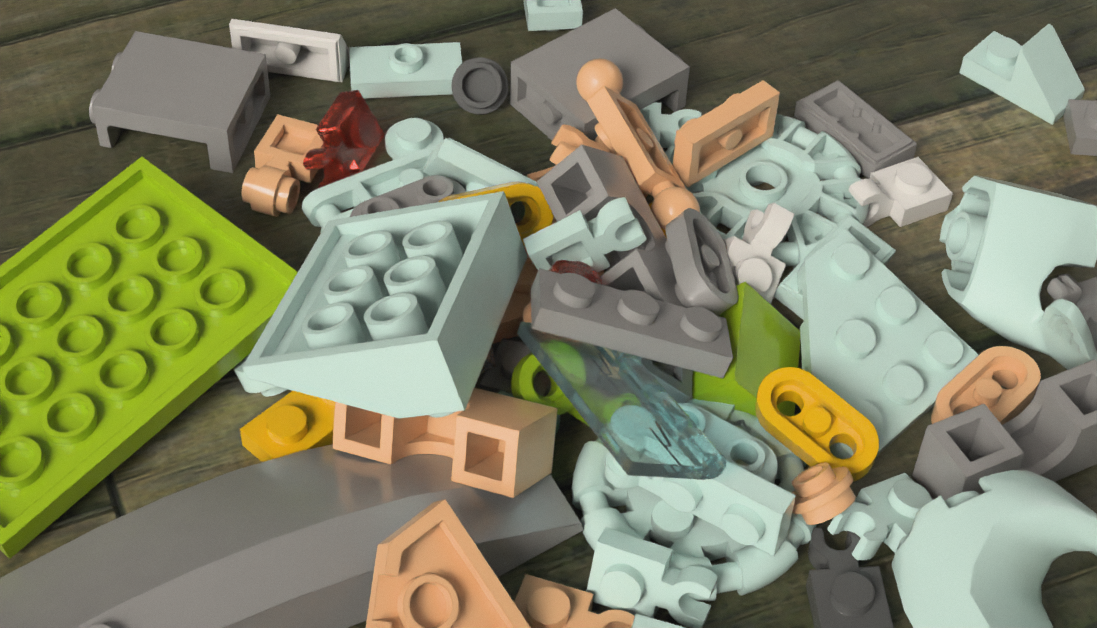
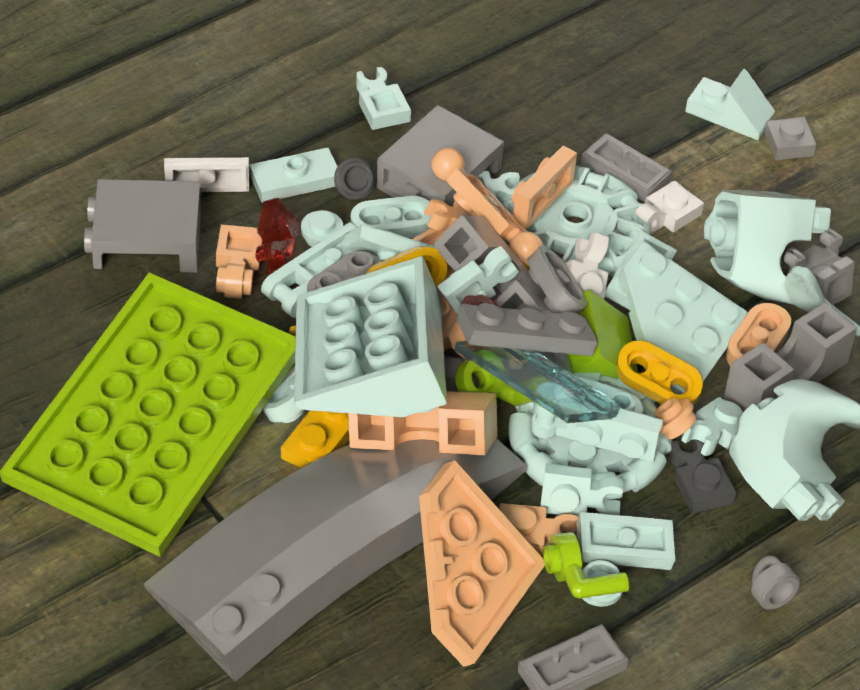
camera: 15 degrees left, 0 degrees up
(512, 141) = (397, 215): none -> light aqua plate

